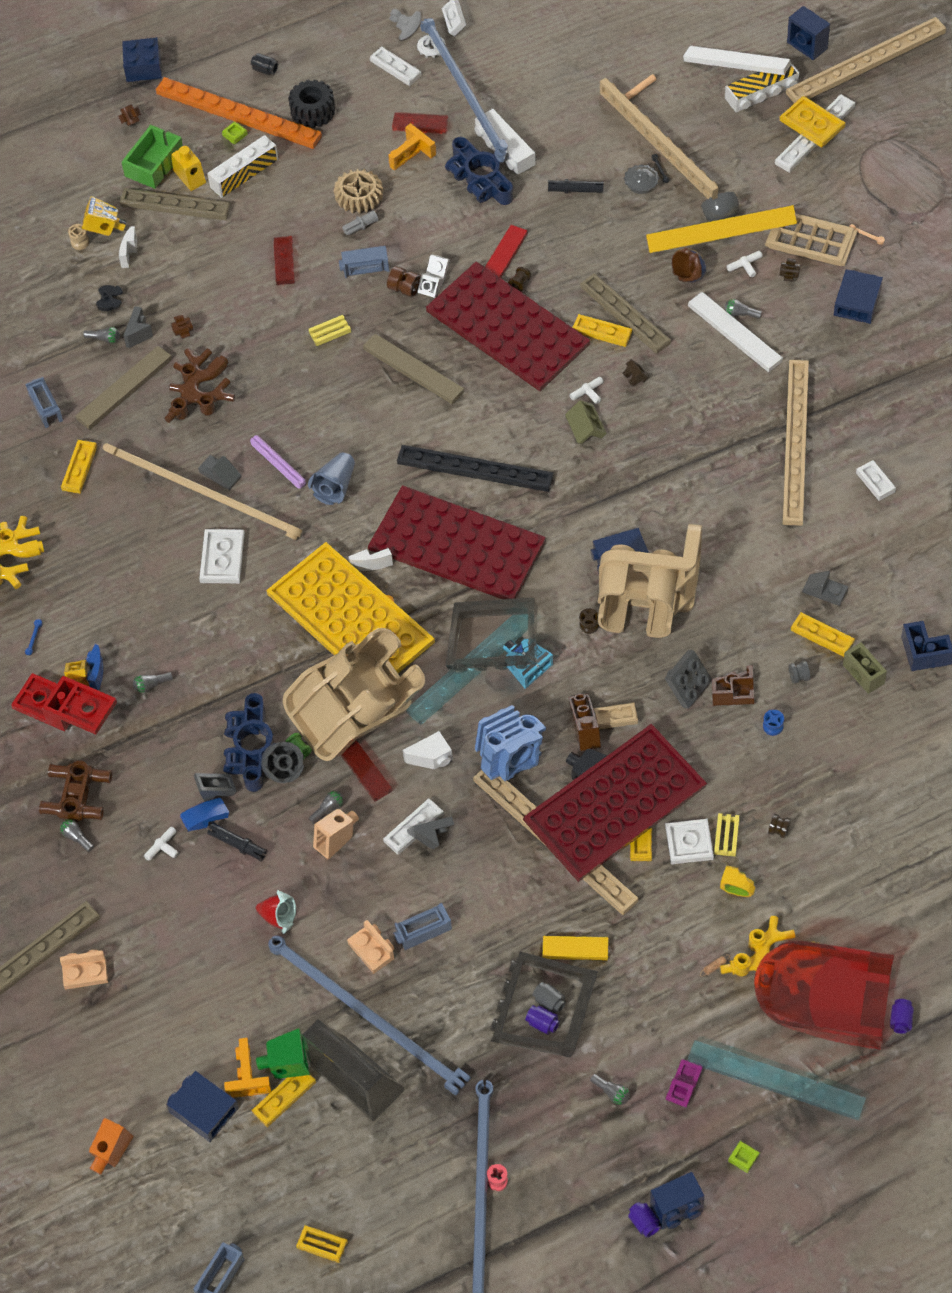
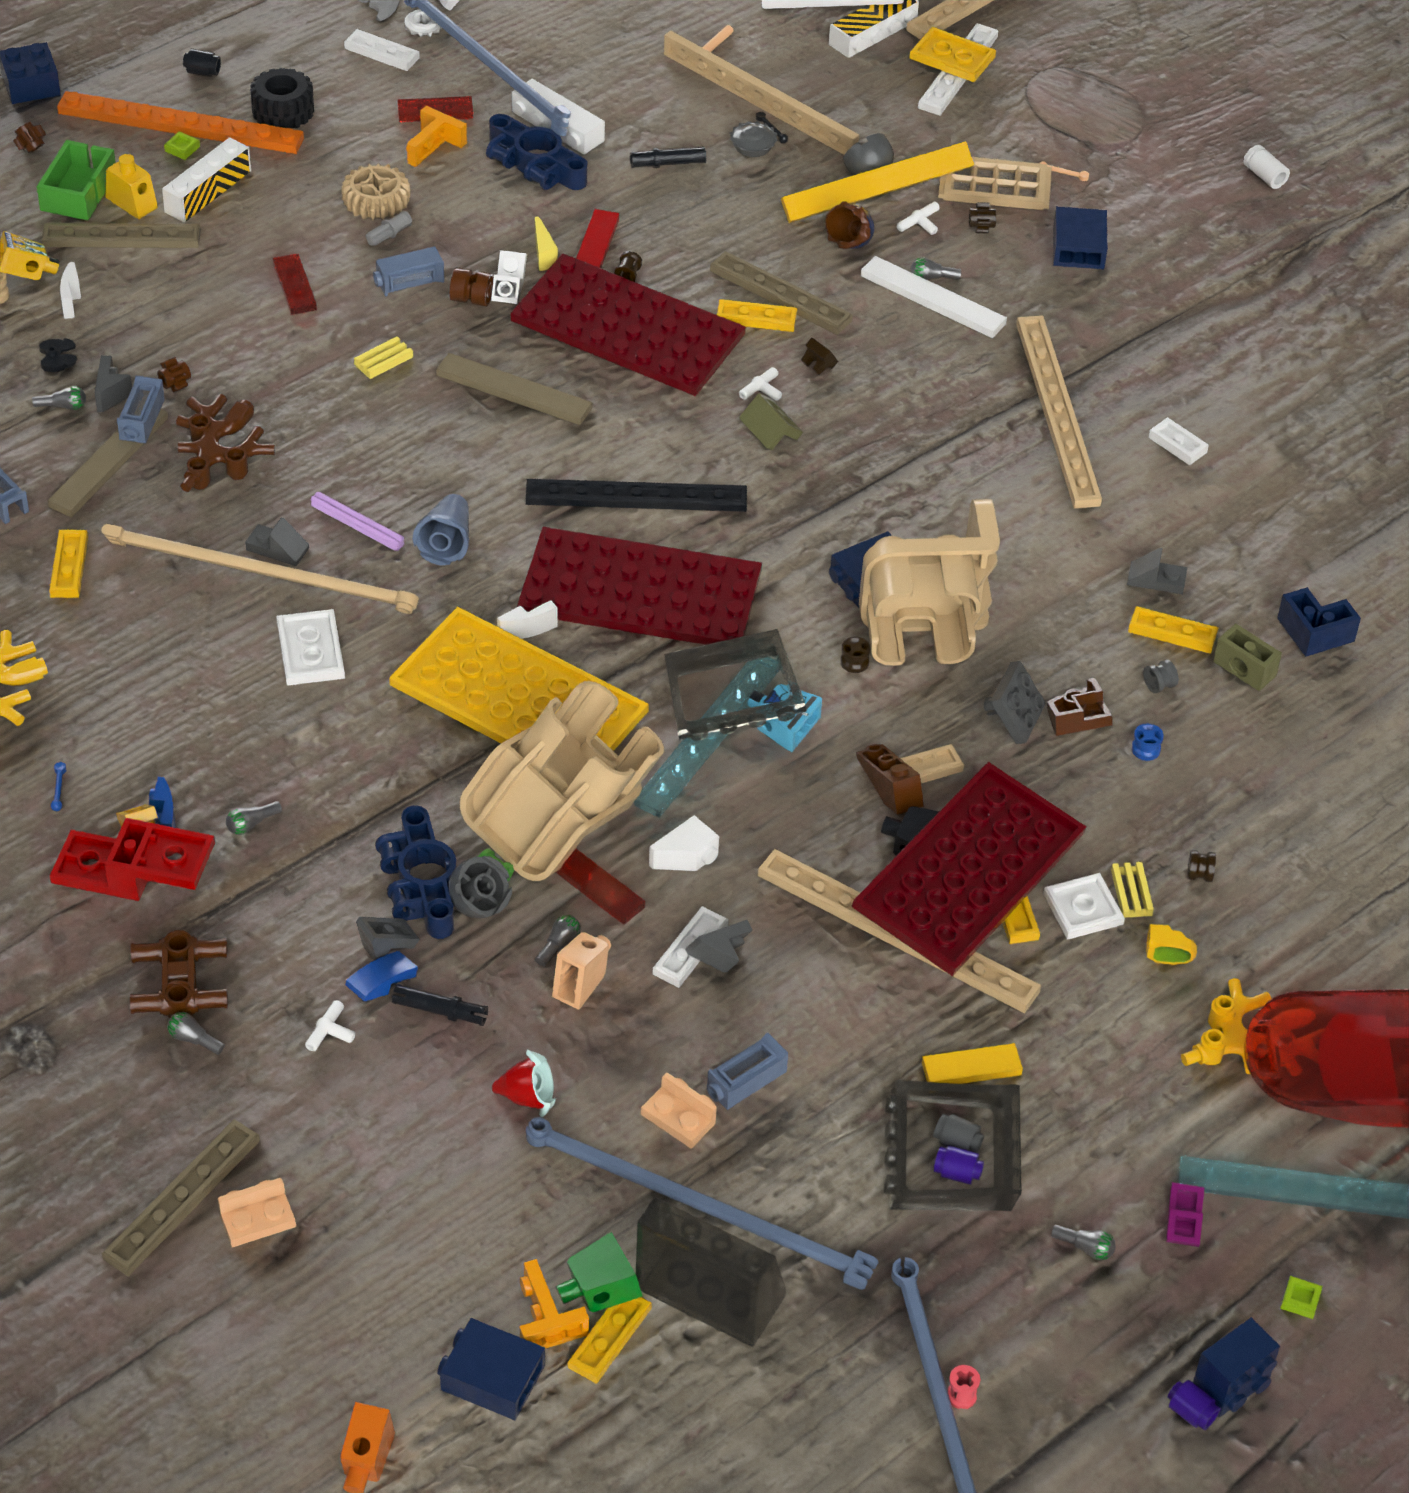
camera: 20 degrees left, 10 degrees down
(151, 354) = (141, 409): none -> sand blue window
(464, 255) = (546, 248): none -> light yellow slope
(508, 743) = (799, 813): medium blue piece -> none
(714, 965) = (1173, 1056): light nougat piece -> none

